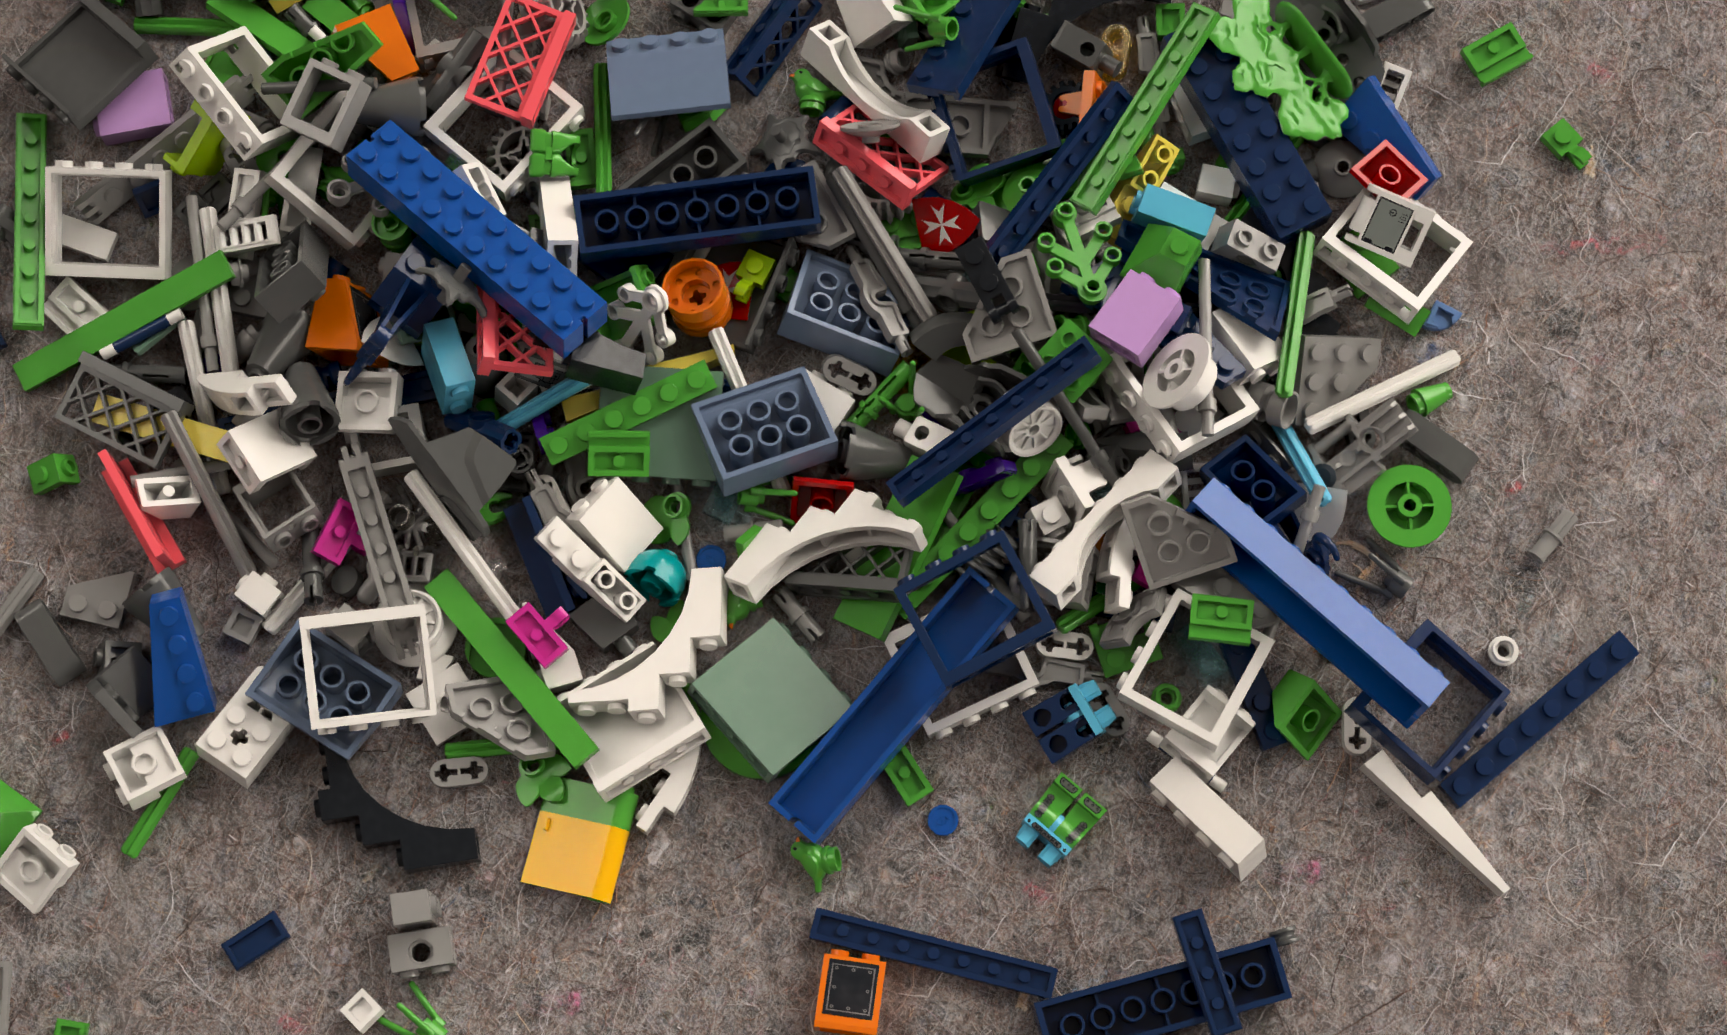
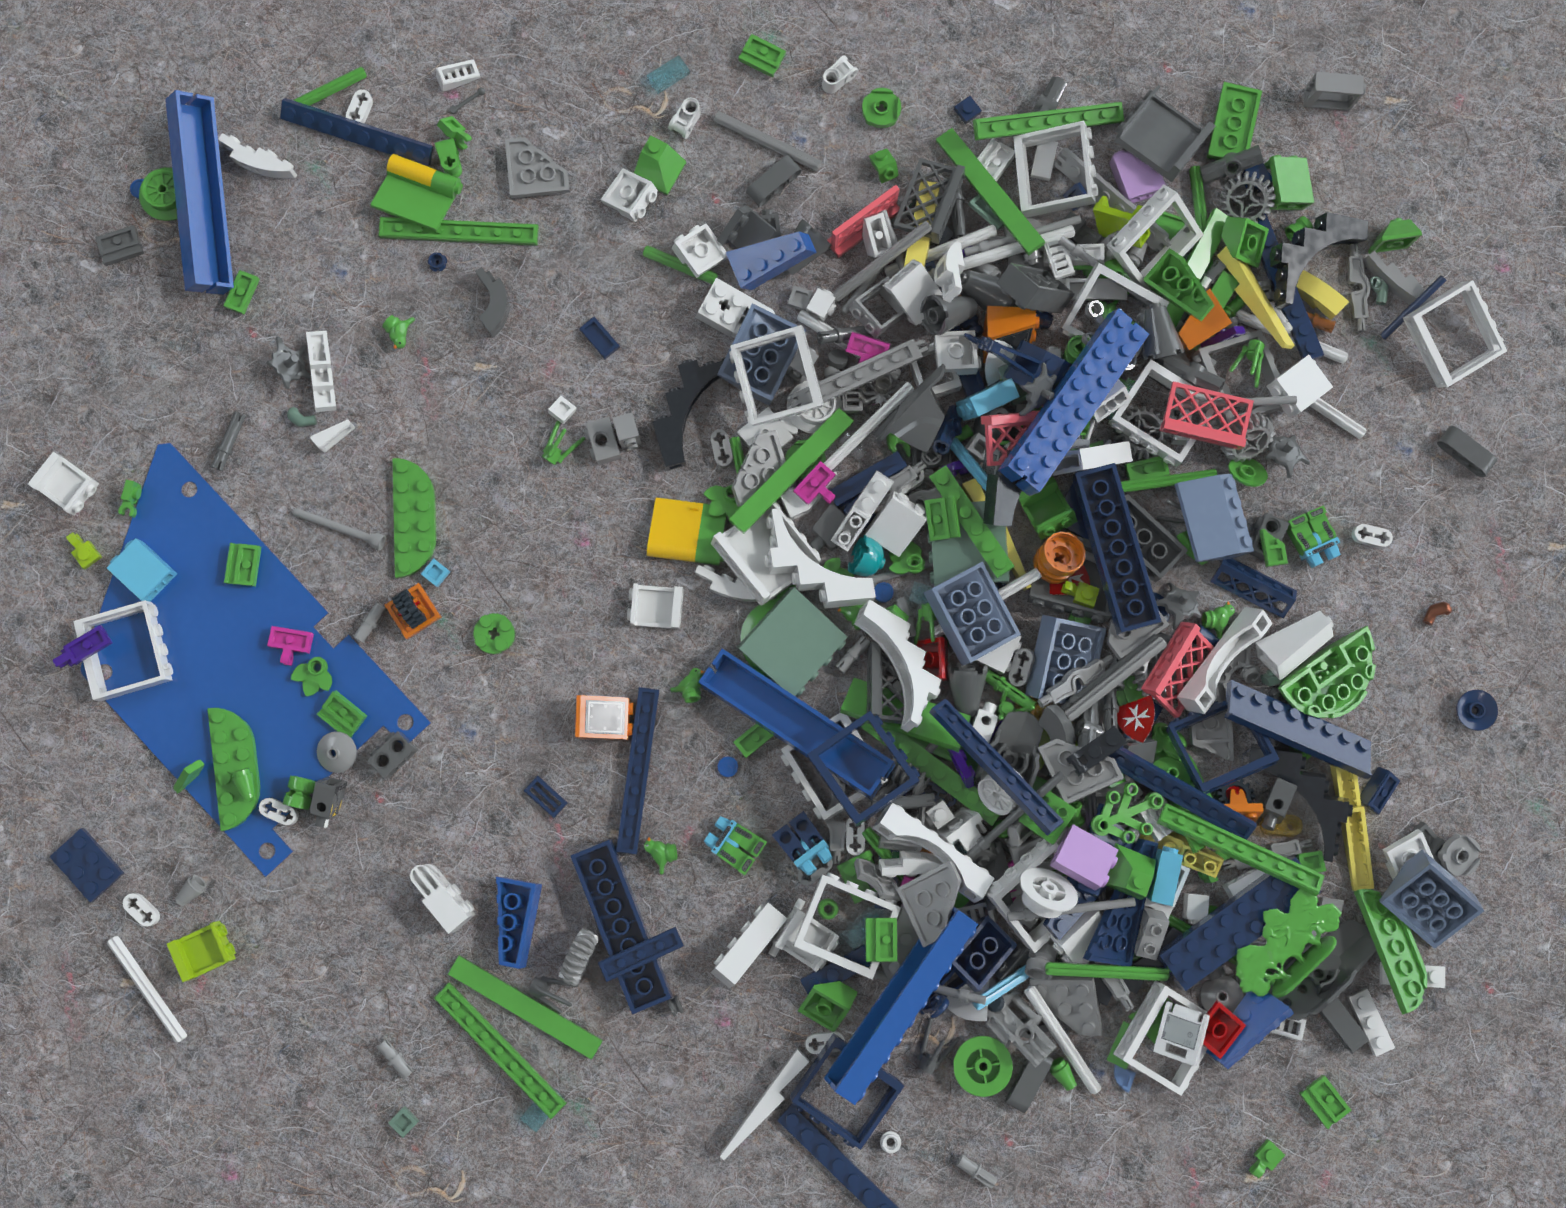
camera: 85 degrees right, 5 degrees up
(99, 600) = (805, 206): light grey wing -> none
(142, 334) = (982, 203): dark blue bar -> none
(322, 86) = (1166, 286): dark grey bar -> none
(349, 110) = (1150, 305): light grey window -> none
(547, 151) = (1144, 443): bright green piece -> none
(654, 303) = (1047, 526): white plant -> none
(689, 898) = (655, 606): none -> white panel
(870, 130) = (1194, 658): light grey dish -> none
(939, 27) = (1276, 697): bright green plant -> none
(1059, 932) = (661, 853): none -> bright green animal

